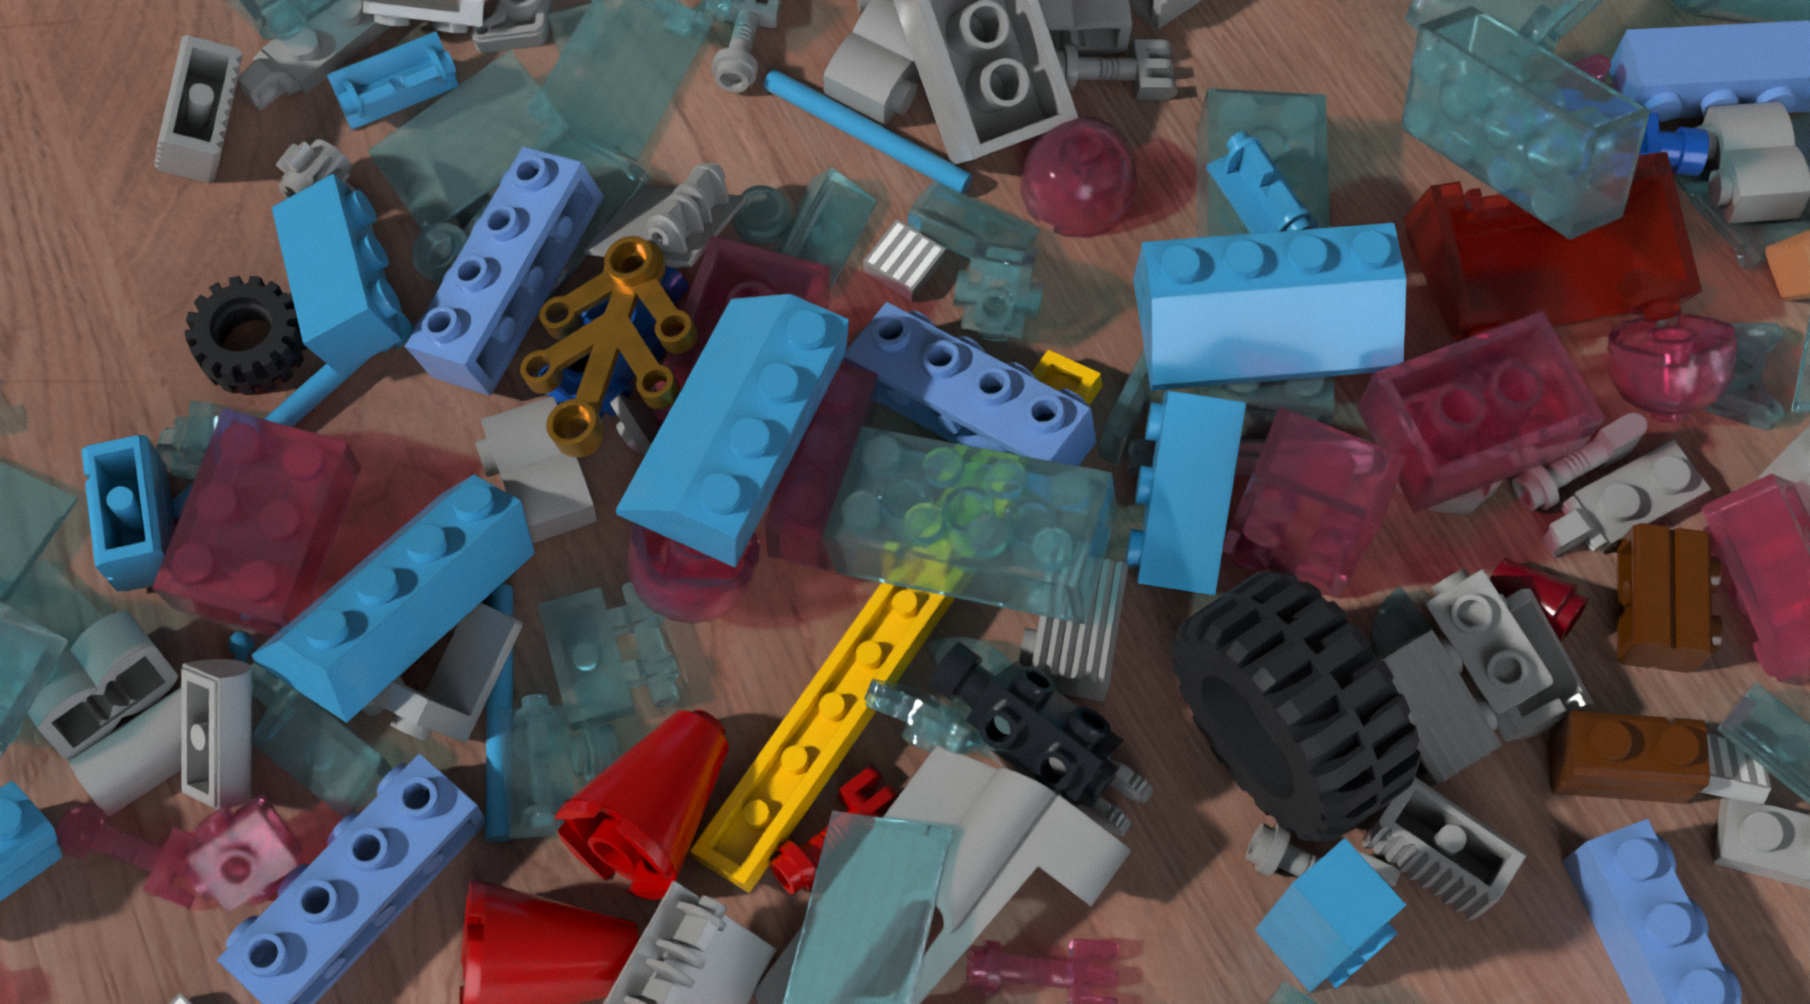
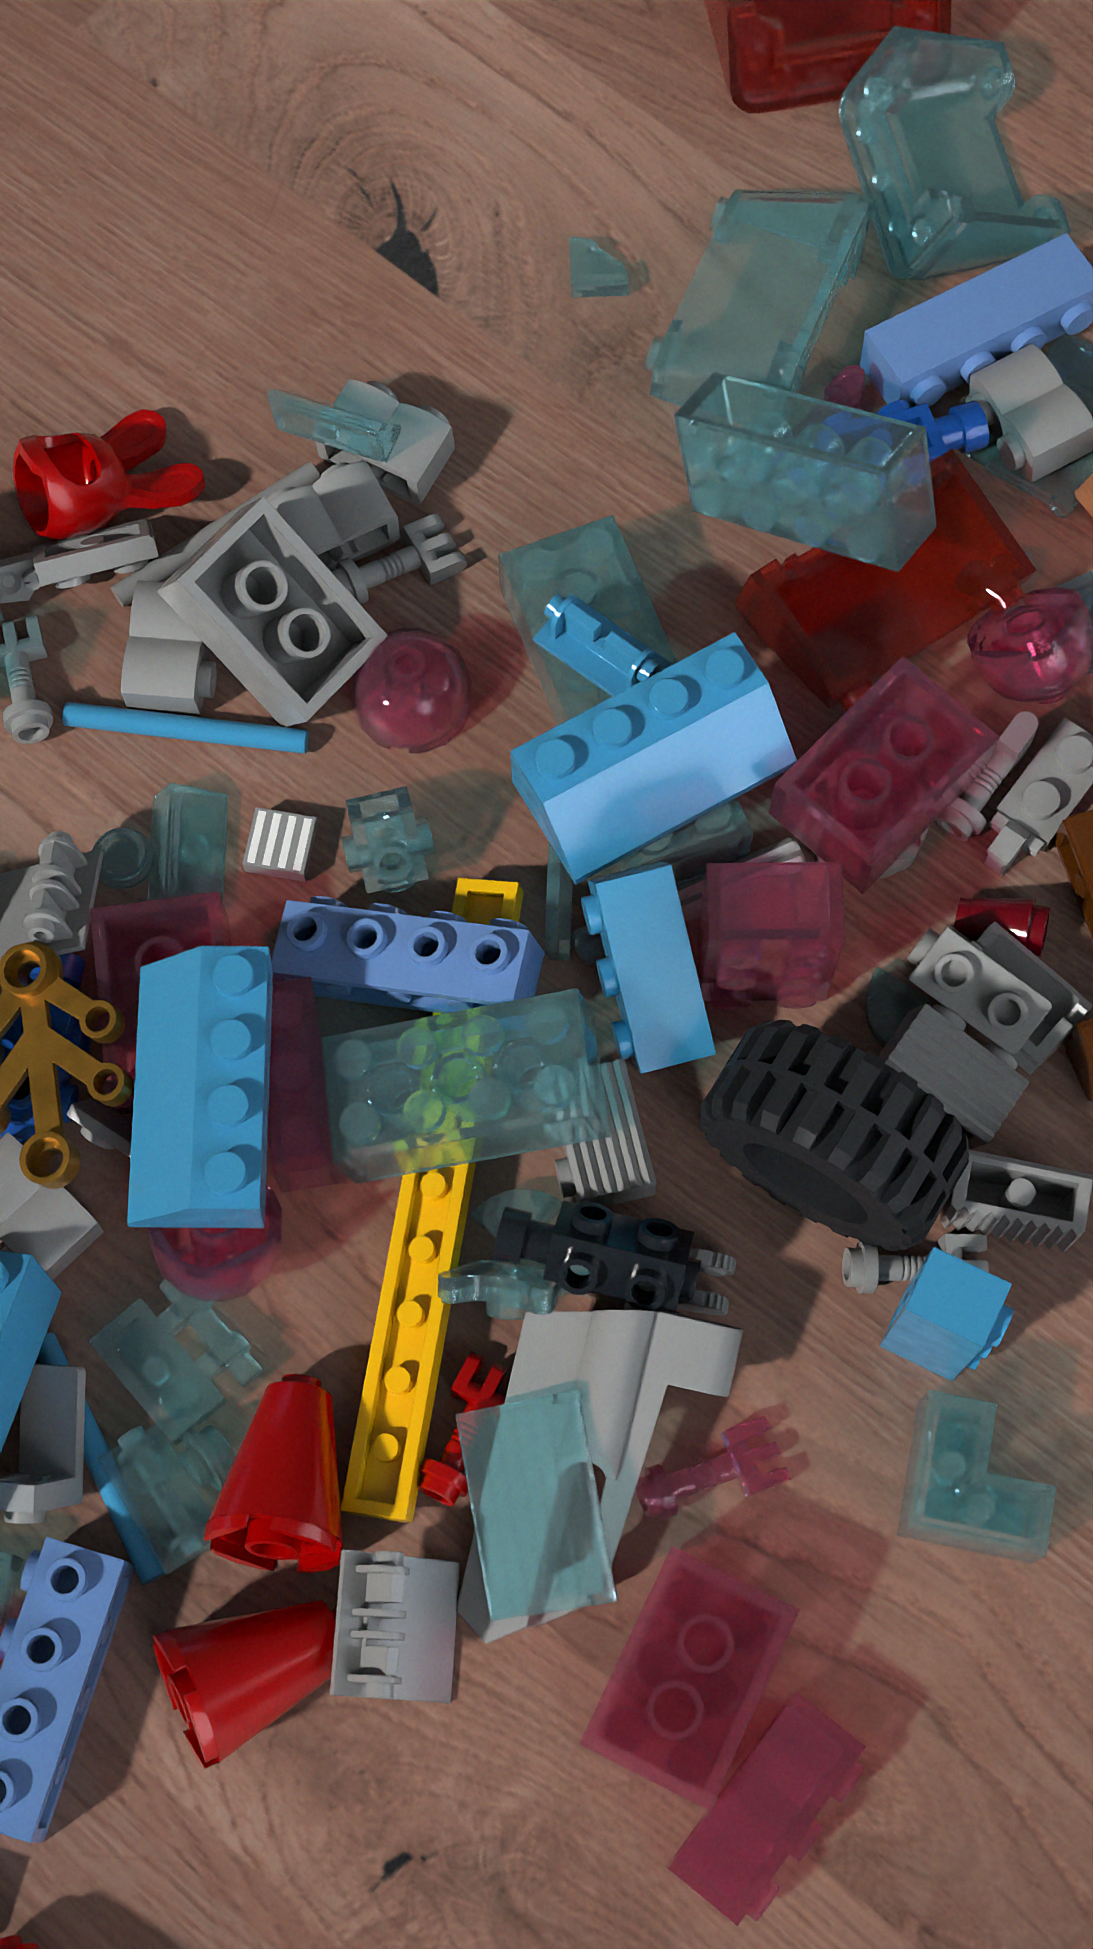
camera: 20 degrees left, 5 degrees up
(961, 221) = (325, 781): clear light blue slope -> none

